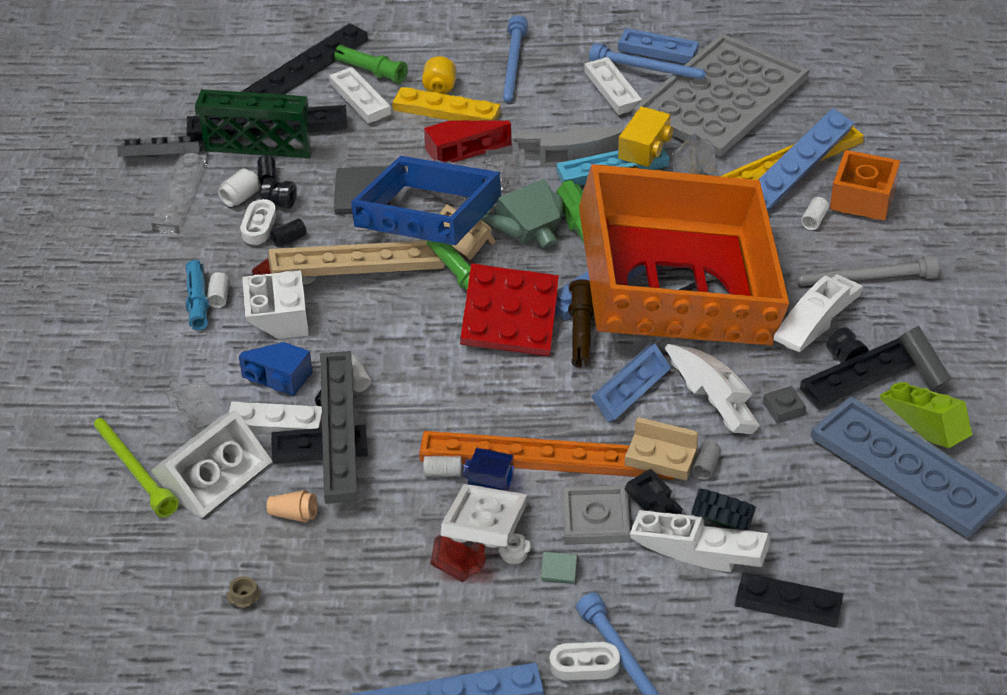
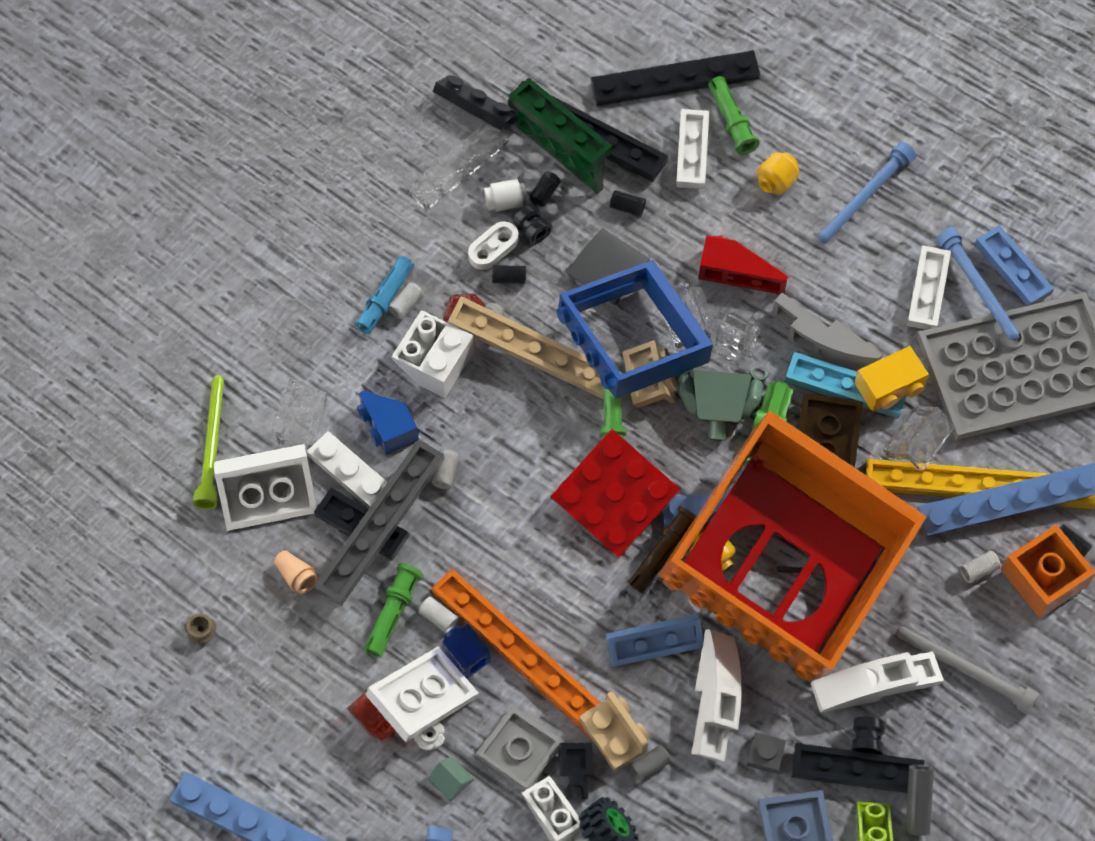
camera: 35 degrees right, 20 degrees up
(339, 147) = (626, 204): none -> black piece
(398, 473) = (397, 598): none -> bright green pin
(443, 106) = (760, 213): yellow plate -> none

